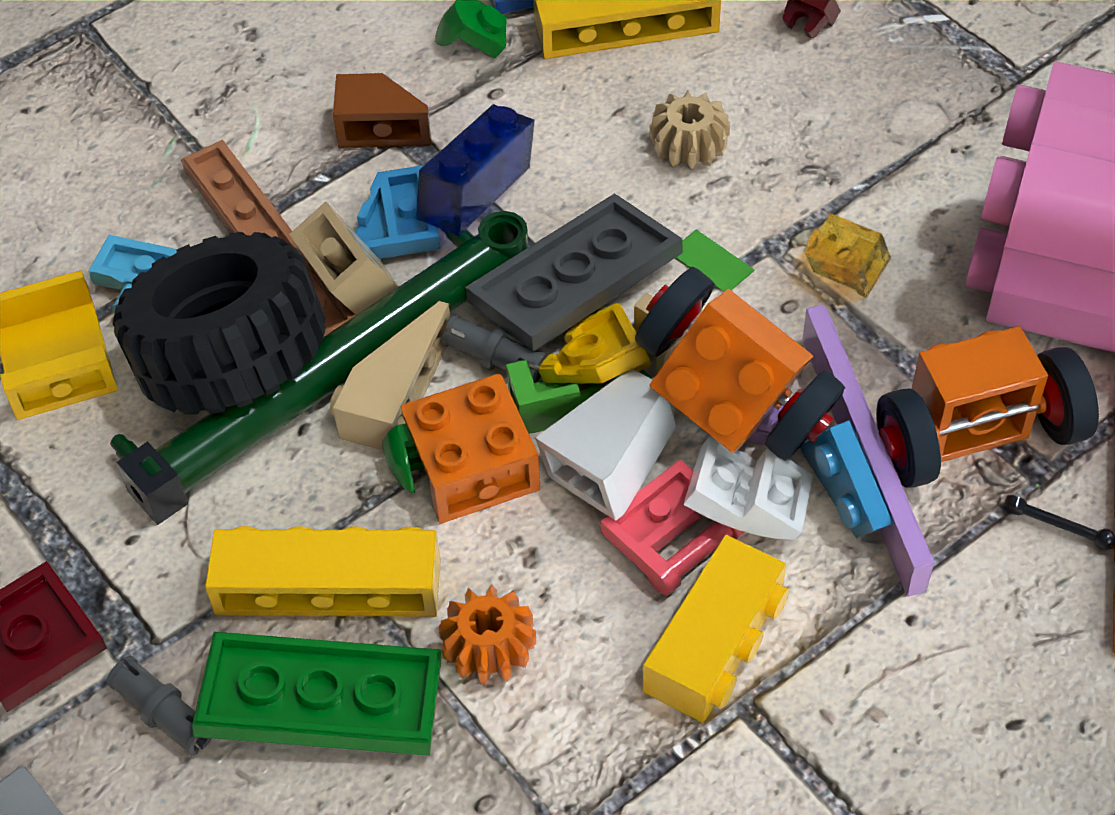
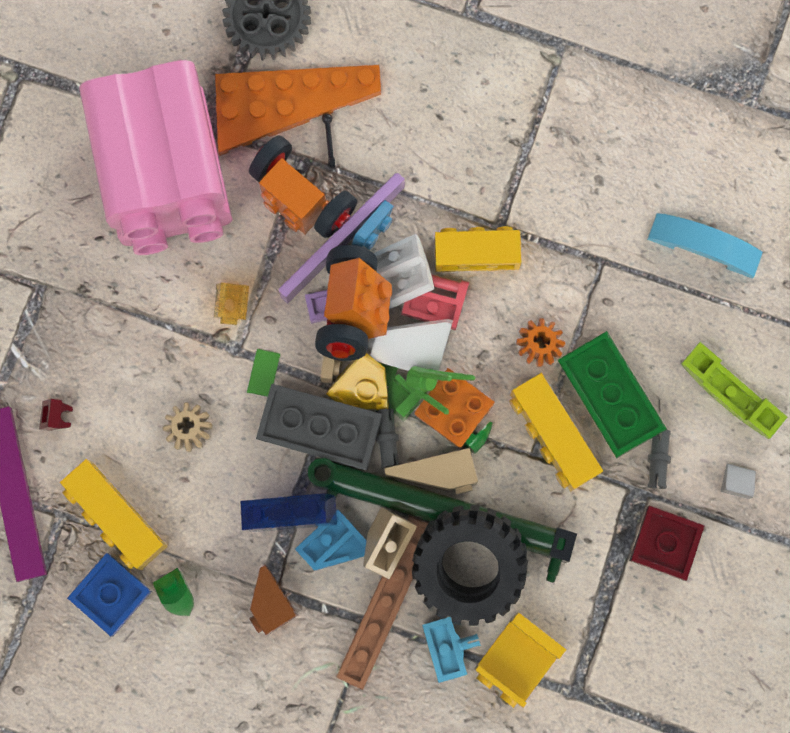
camera: 125 degrees left, 25 degrees up
(540, 402) = (426, 379): none -> bright green plant

